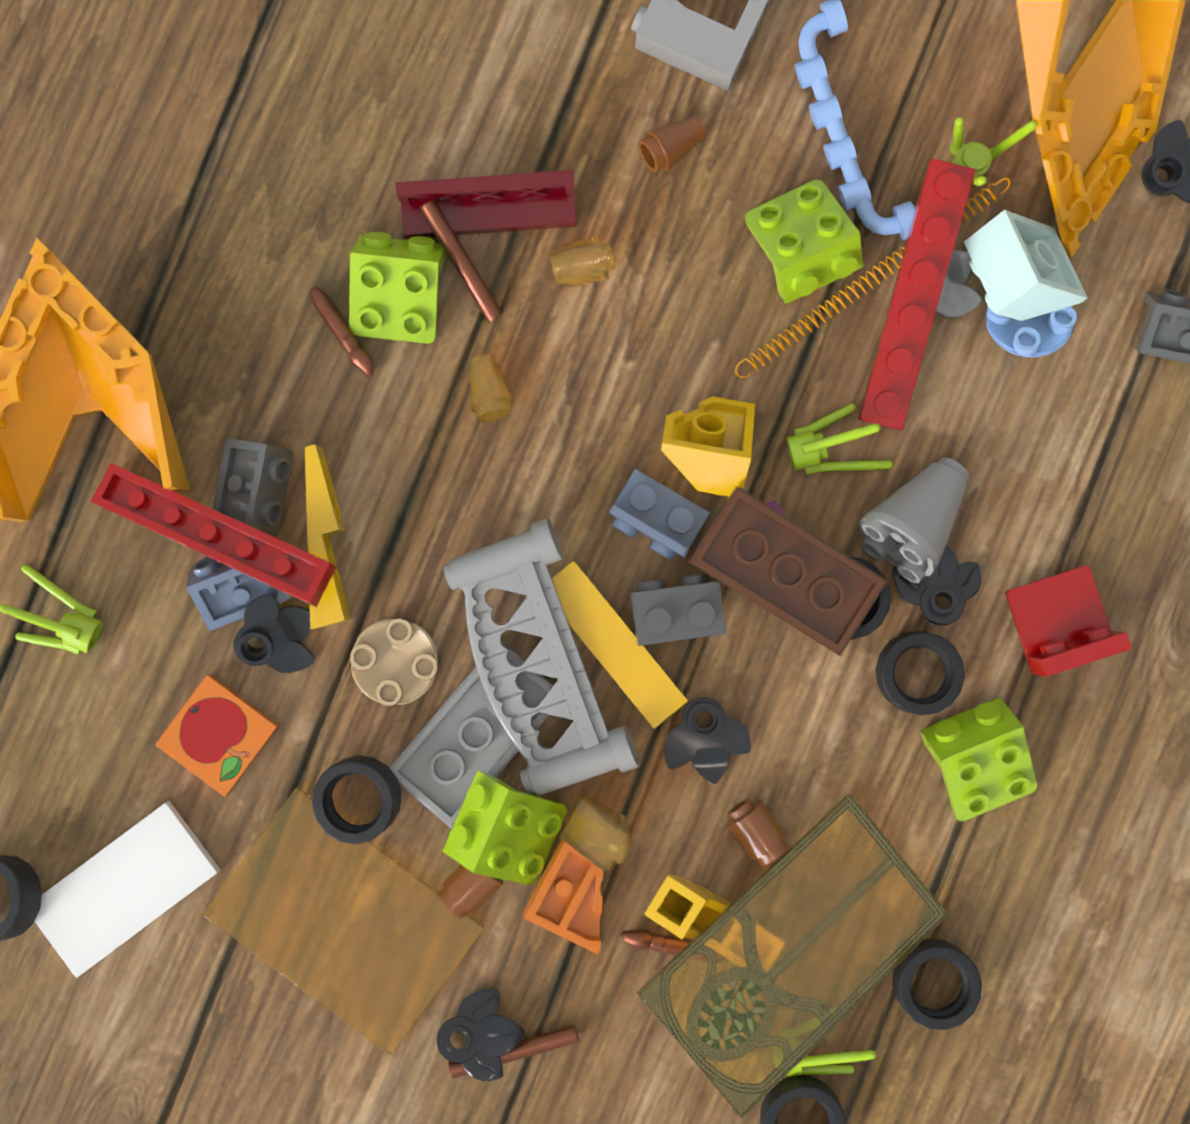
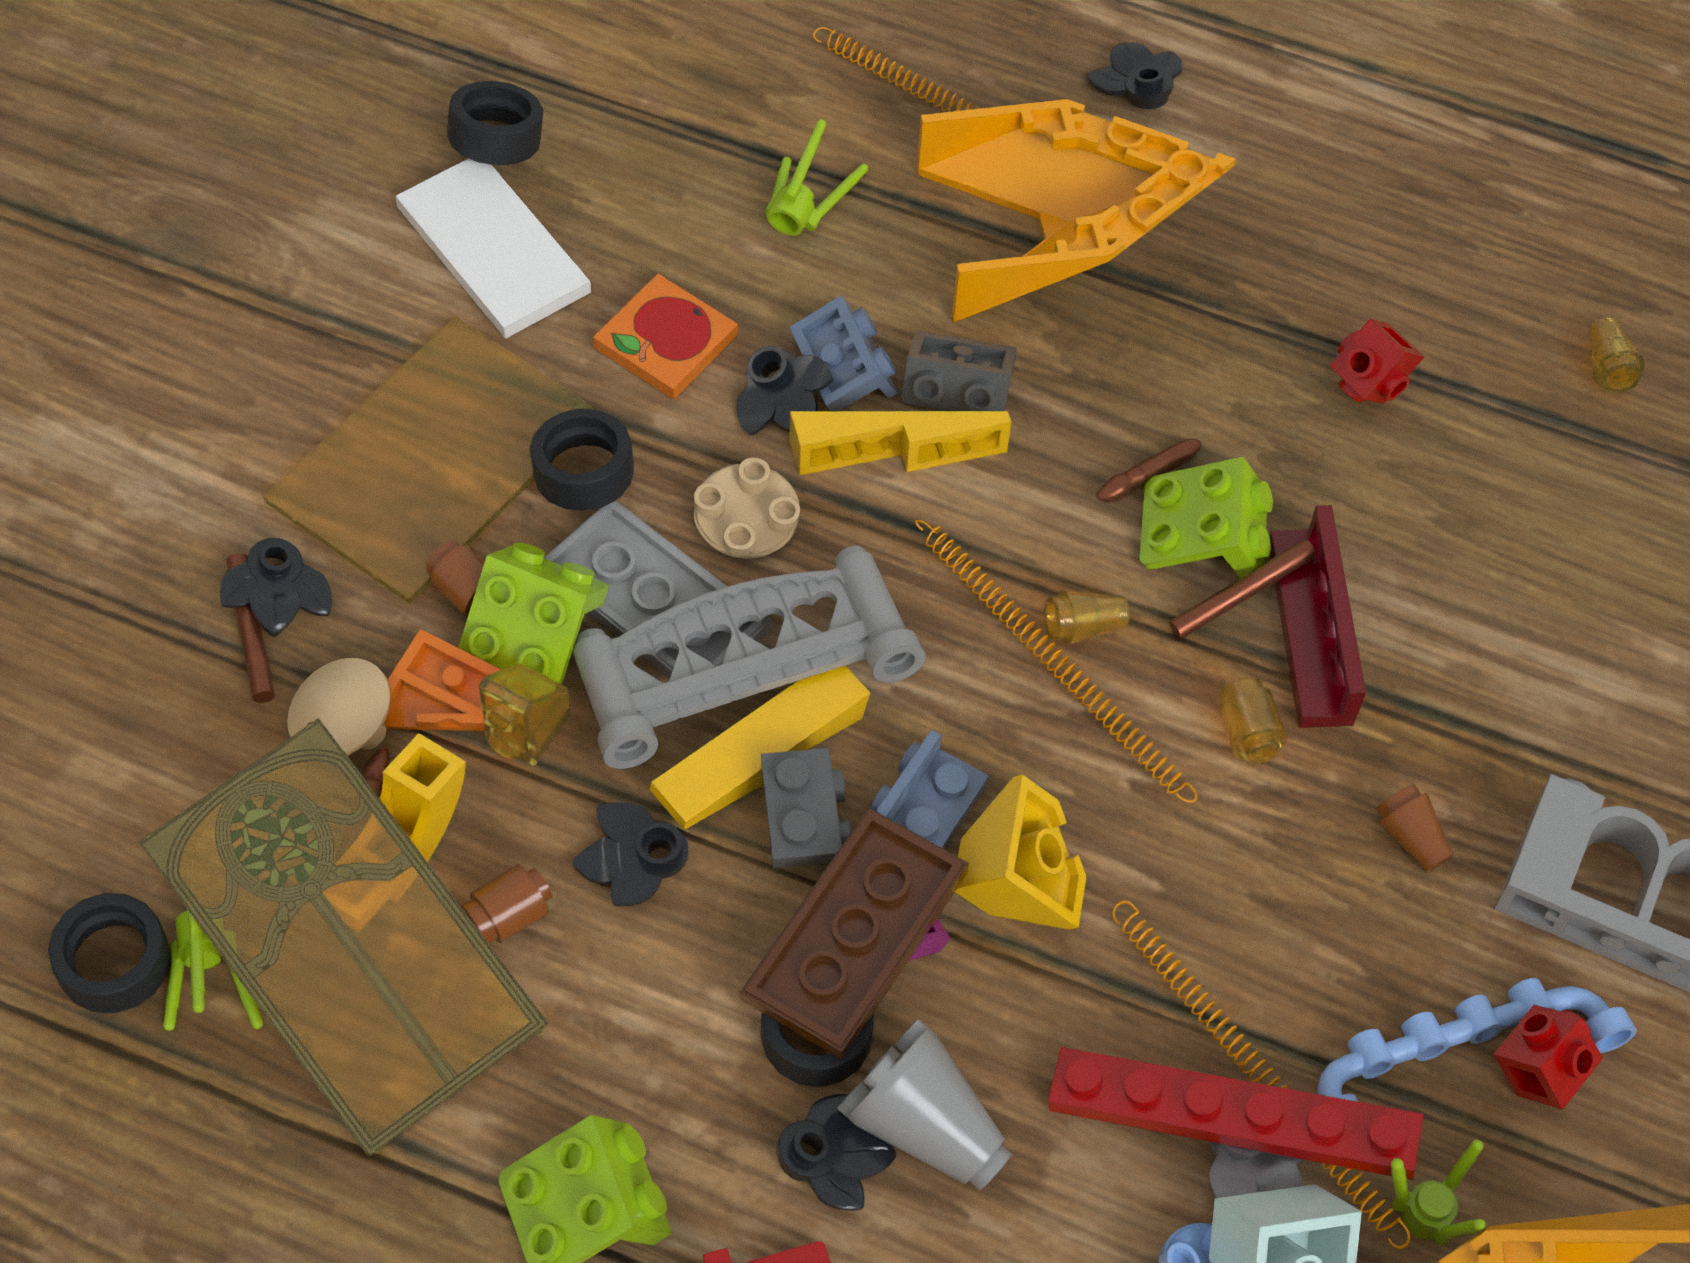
camera: 90 degrees right, 30 degrees down
(214, 534) = (899, 322): red plate -> none
(238, 133) = (1375, 363): none -> red brick
(523, 422) = (1053, 657): none -> light orange piece
(593, 973) = (348, 699): none -> tan dish
(806, 239) = (1298, 984): lime bracket -> none
(809, 448) = (1021, 988): lime plant -> none
(861, 62) = (1548, 1056): none -> red brick
(953, 673) = (702, 1075): black tyre -> none
(961, 1008) = (260, 1088): black tyre -> none

